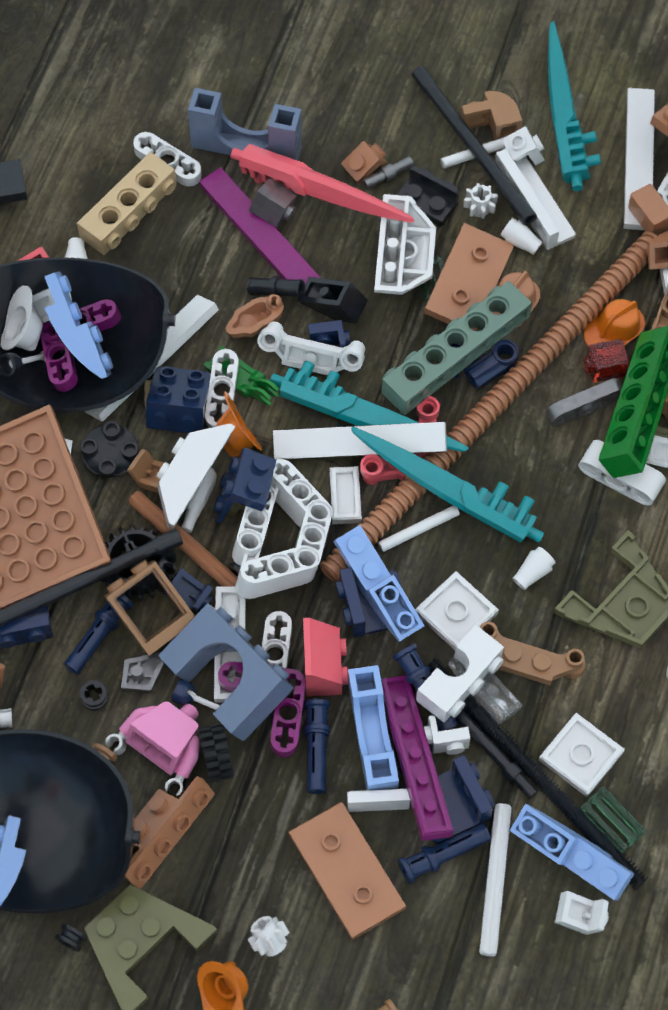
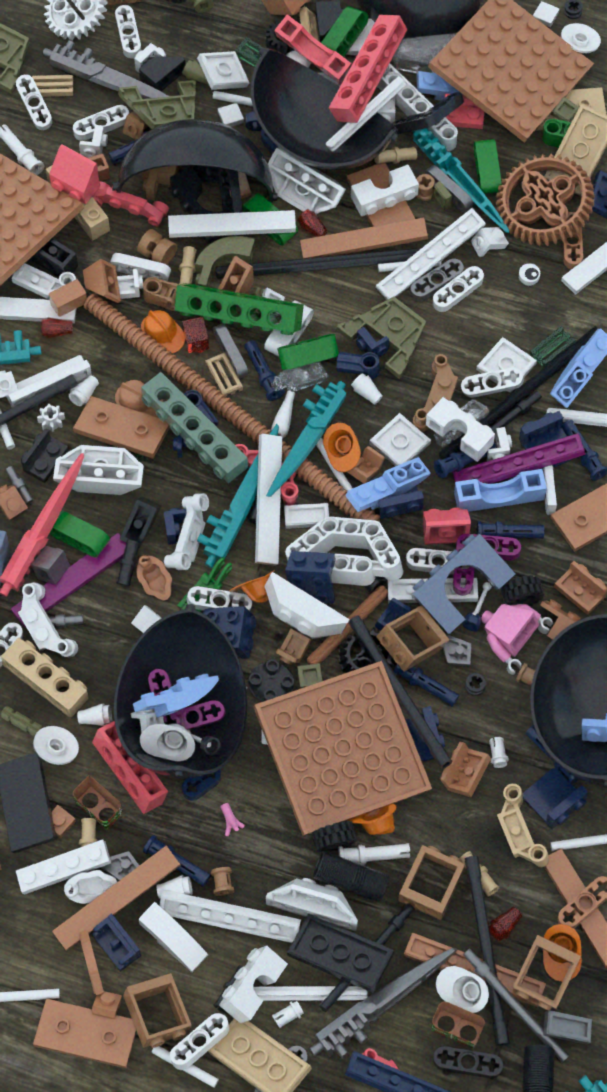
camera: 90 degrees left, 0 degrees up
(46, 206) = (56, 745): none -> white dish
(75, 184) = (20, 721): none -> olive axle
(113, 494) = (309, 675): none -> olive plate
(193, 194) = (39, 623): none -> white plate
(203, 220) = (61, 620): none -> flat silver bar
(225, 835) = (581, 587): none -> nougat bracket
(315, 232) = (79, 534): none -> green beam
(413, 564) = (368, 465): none -> nougat bracket
(440, 533) = (341, 447): none -> orange piece
(484, 465) = (284, 415): none -> white piece
(545, 389) = (230, 389): none -> tan tile
(546, 483) = (300, 377): none -> clear hinge
(547, 446) = (266, 376): none -> dark blue pin
(555, 739) = (485, 376): none -> white beam
(570, 557) = (357, 364): none -> dark blue piece
(583, 491) = (308, 351): none -> green beam
(602, 569) = (367, 343): none -> dark blue bracket
(611, 202) = (55, 327): none -> clear red cone

